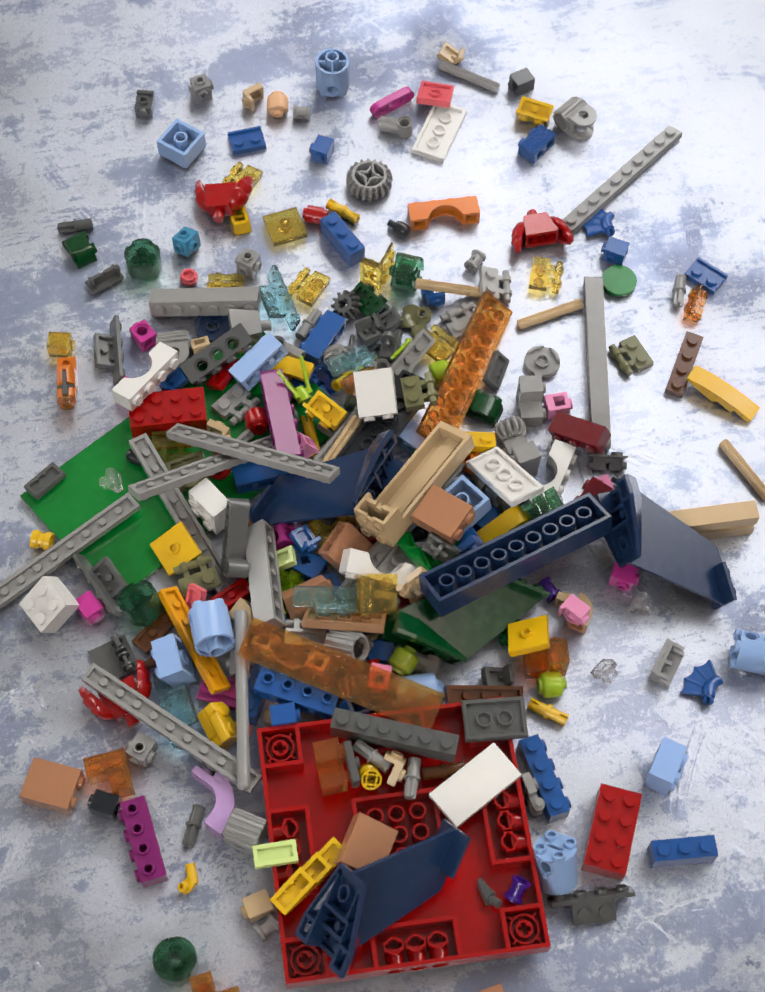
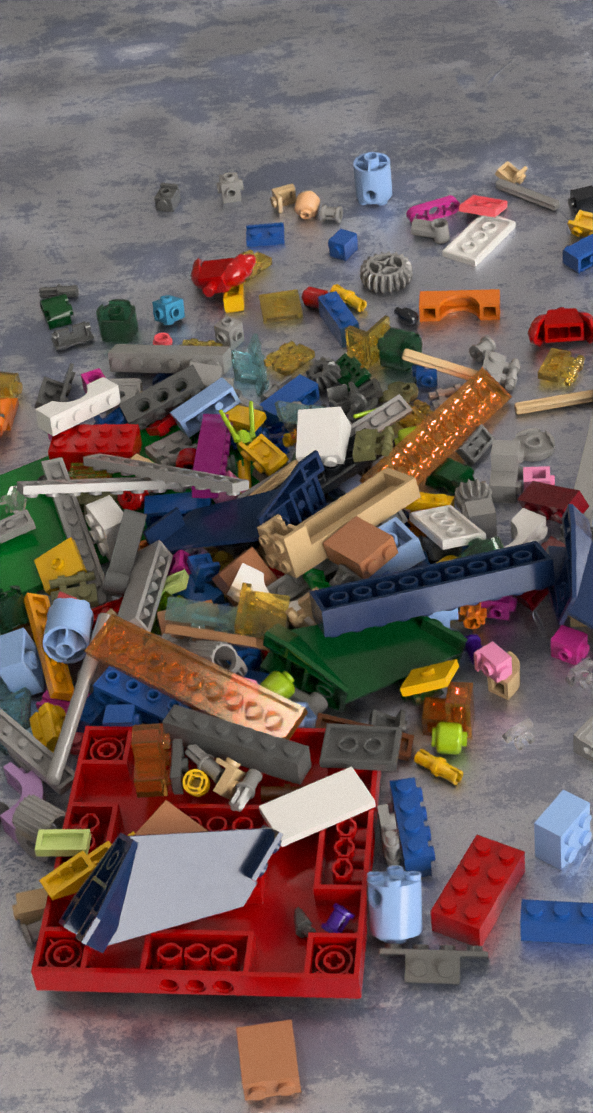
camera: 20 degrees right, 20 degrees down
(181, 143) = (192, 229): light blue brick -> none

